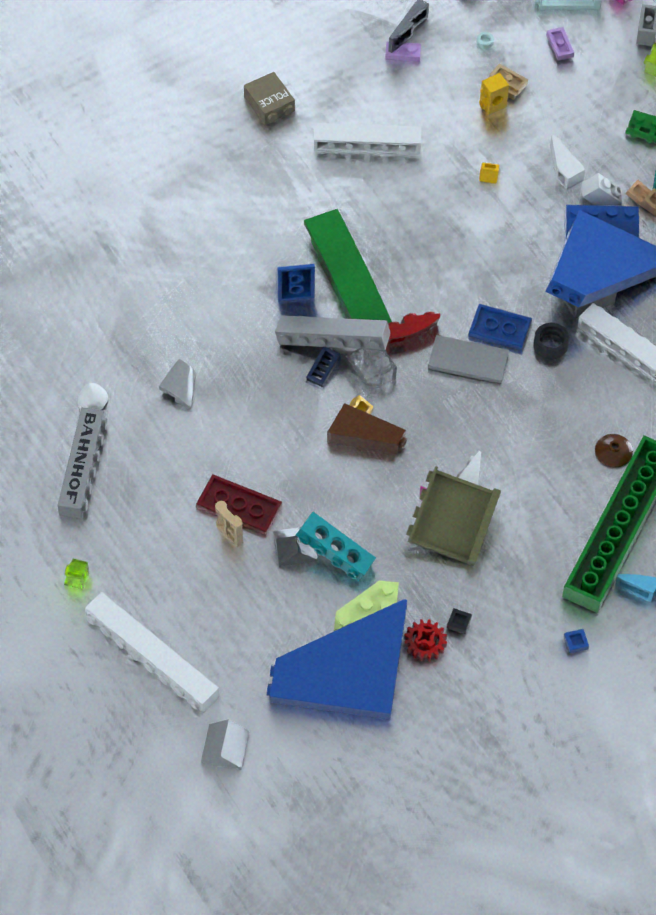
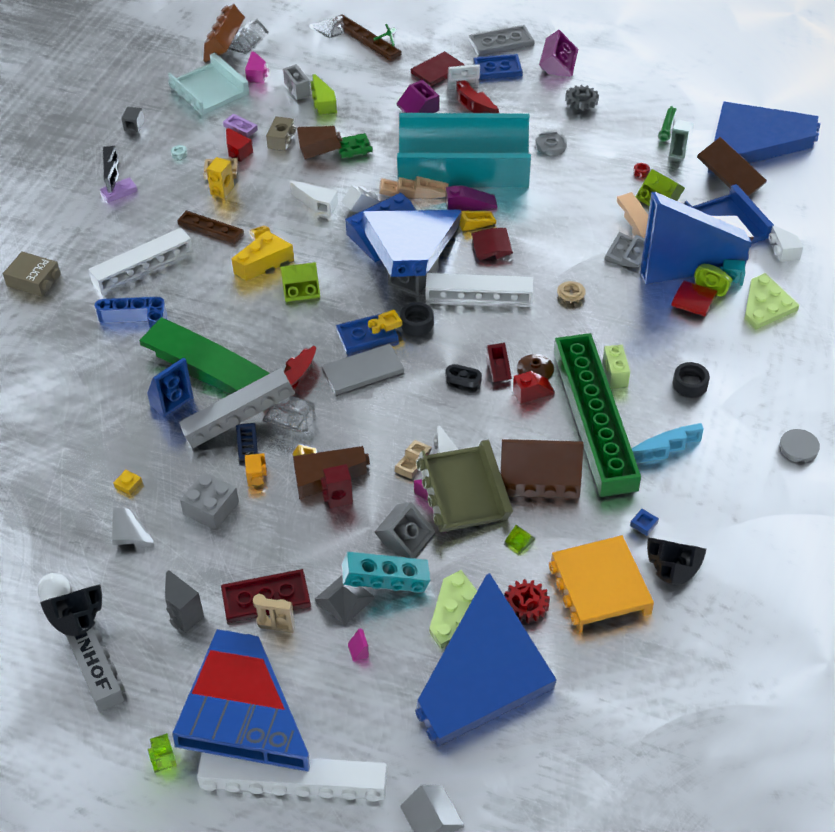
camera: 35 degrees left, 10 degrees down
(89, 426) = (74, 611): none -> black brick
(151, 575) = (240, 707): none -> blue slope
(169, 471) = (182, 603): none -> dark grey slope
(208, 342) = (127, 482): none -> yellow plate
(255, 399) = (209, 500): none -> light grey brick
(274, 590) = (358, 646): none -> dark pink slope
(310, 394) = (255, 469): none -> light orange brick
(335, 190) = (131, 309): none -> blue beam
(357, 451) = (337, 486): none -> dark red brick
(382, 522) = (405, 530): none -> light grey slope
(446, 462) = (407, 465): none -> tan slope
(452, 138) = (210, 227): none -> reddish brown tile
(459, 621) = (539, 567): black plate -> none
(467, 588) = (519, 539): none -> clear neon green slope
(469, 195) = (261, 255): none -> yellow wedge
(482, 242) = (300, 281): none -> lime slope
(495, 663) = (600, 581): none -> light orange panel
(521, 328) = (386, 321): none -> yellow plate
(525, 543) = (542, 468): none -> reddish brown slope
(539, 65) = (238, 145): none -> red slope
(544, 420) = (463, 375): none -> black plate
(570, 687) = (674, 561): none -> black brick
(581, 426) = (498, 361): none -> dark red slope
(589, 74) = (280, 133): none -> dark tan brick
(592, 466) = (531, 386): none -> red slope
(613, 103) = (318, 140): none -> reddish brown slope

